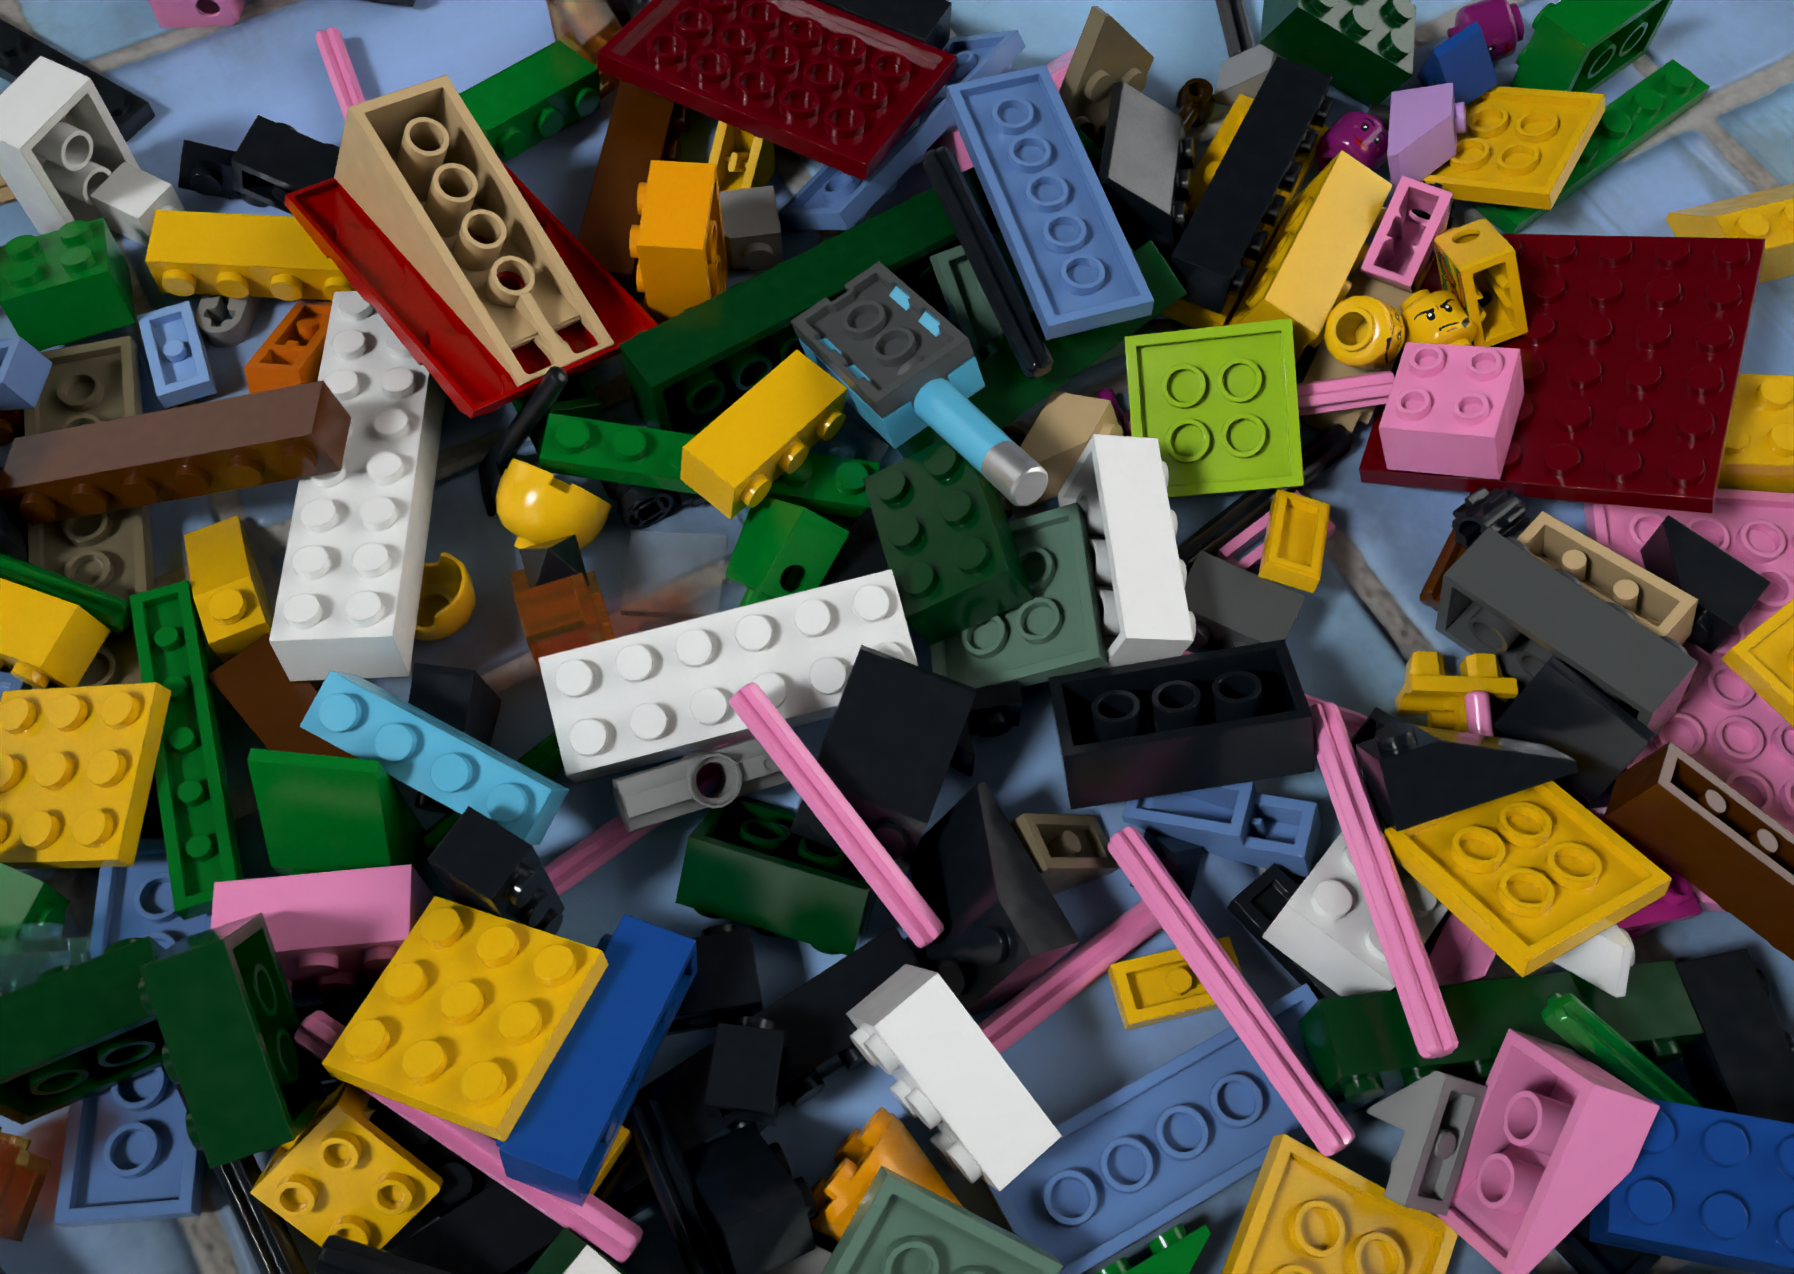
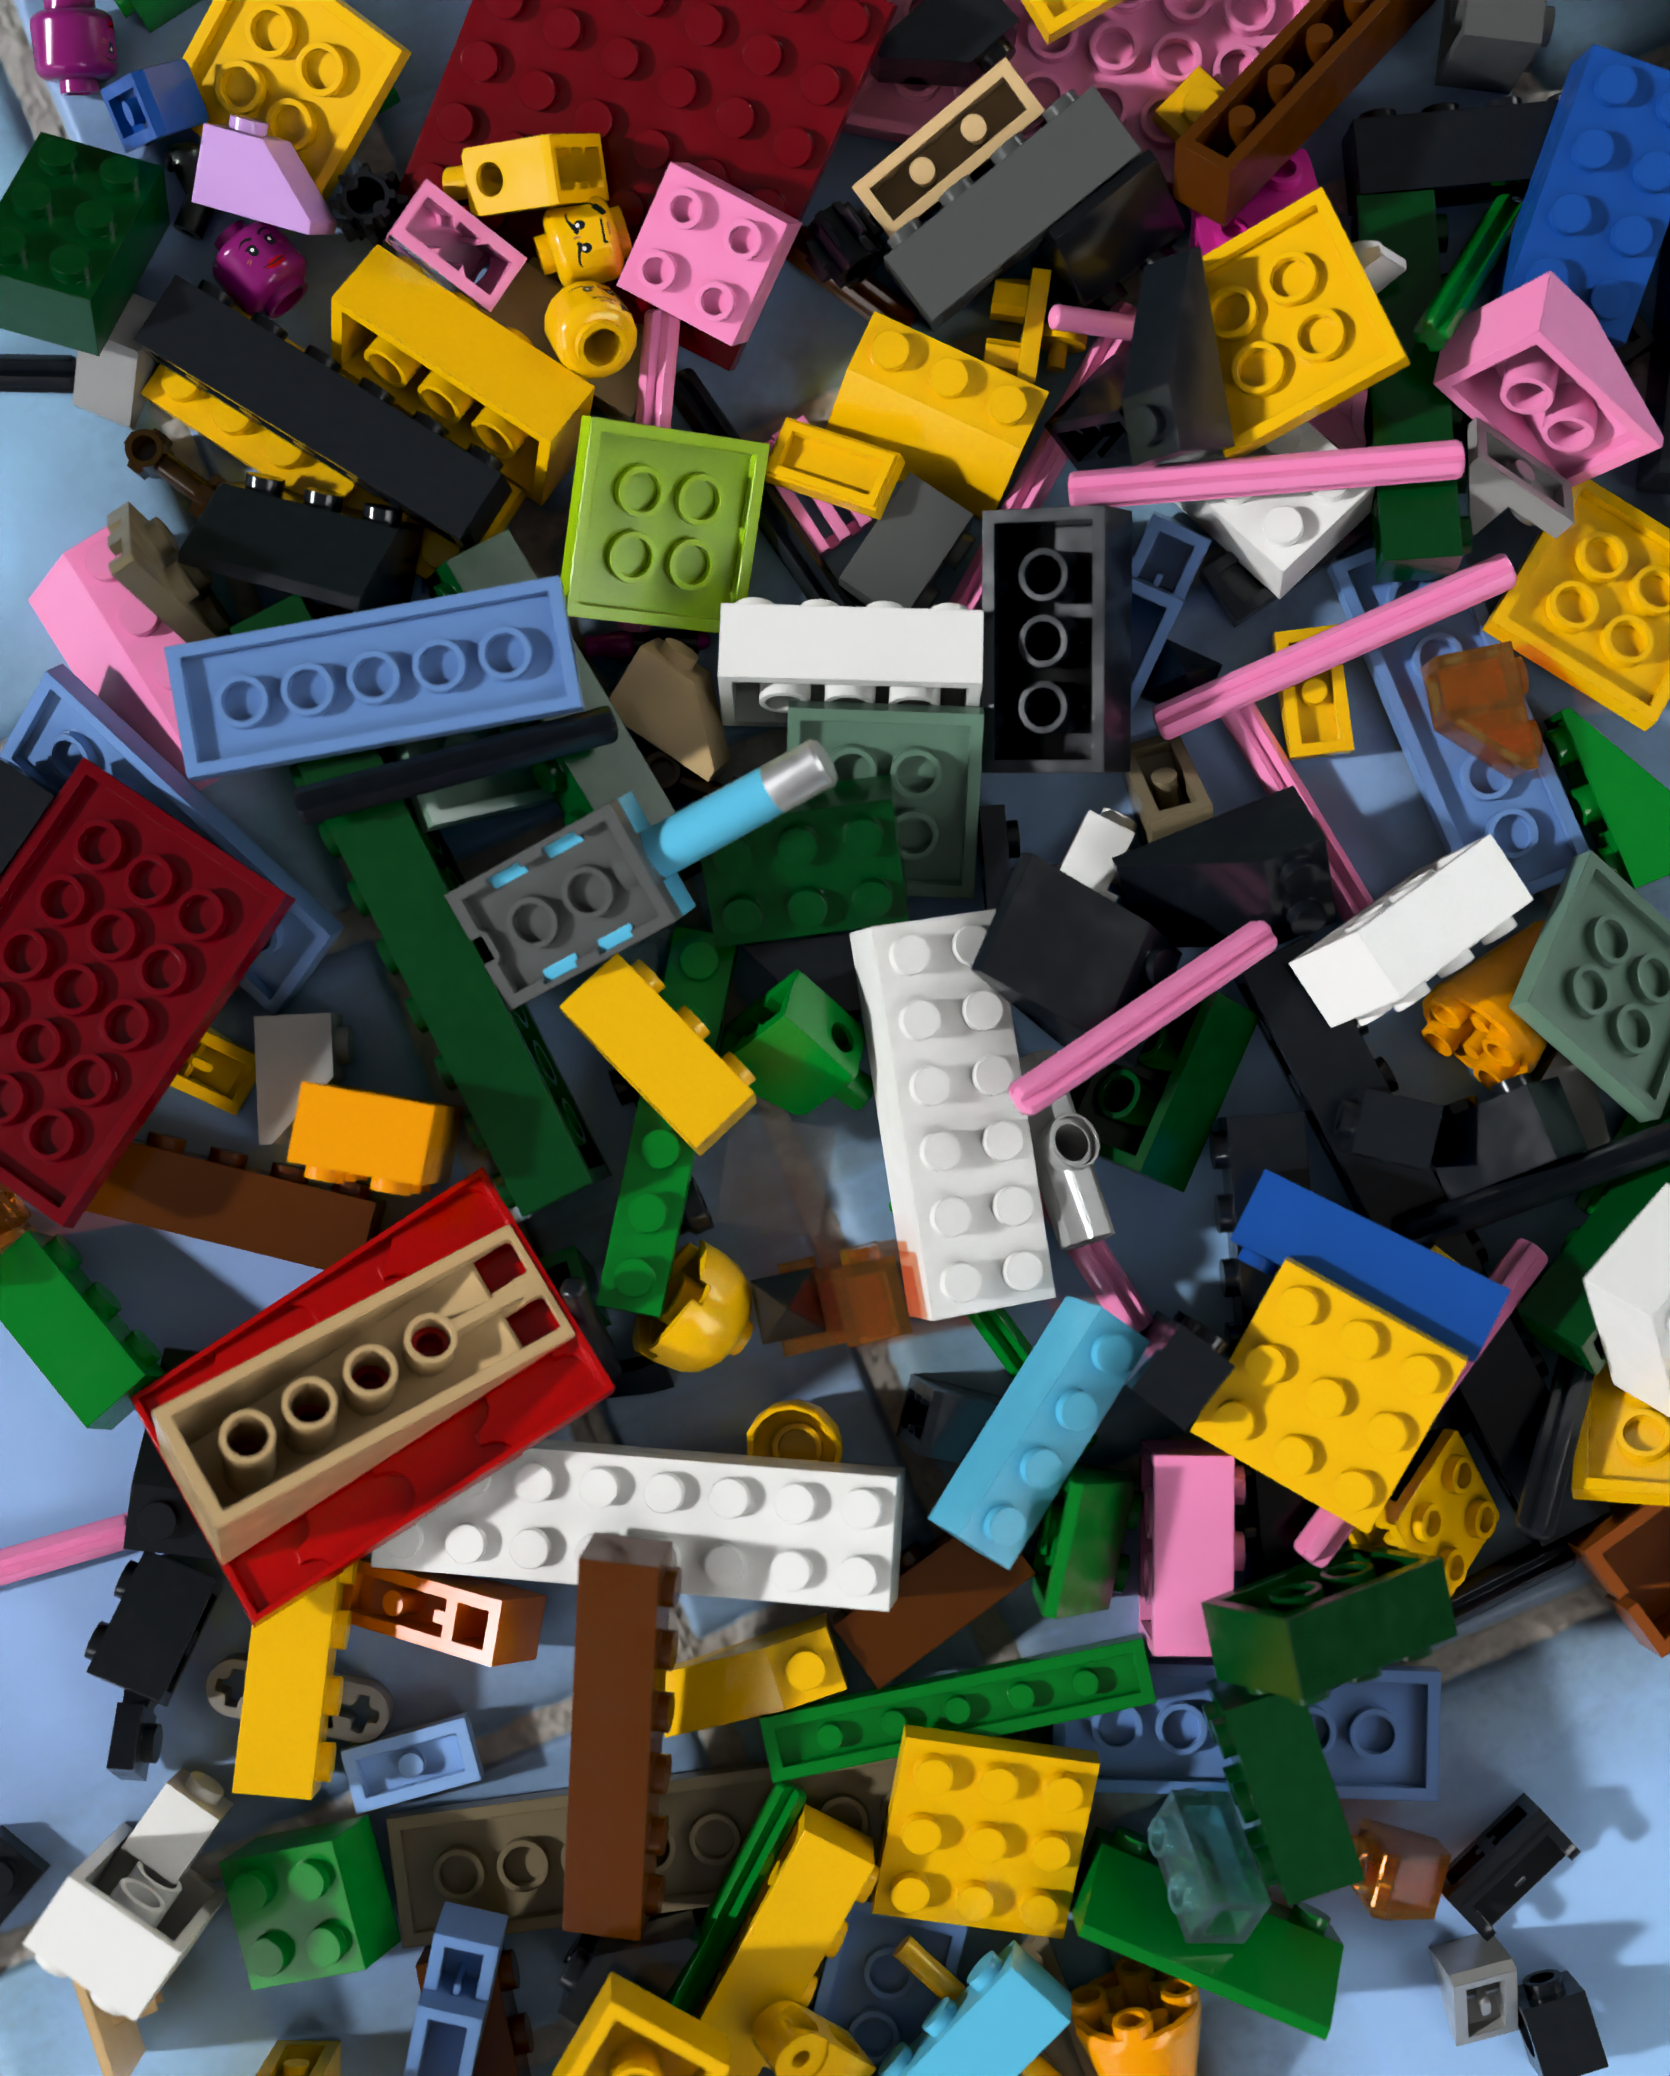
camera: 80 degrees left, 25 degrees up
(1005, 784) = (1095, 845): none -> white brick
(1197, 1132) = (1481, 706): none -> clear orange slope
(1364, 623) = (940, 409): none -> yellow slope

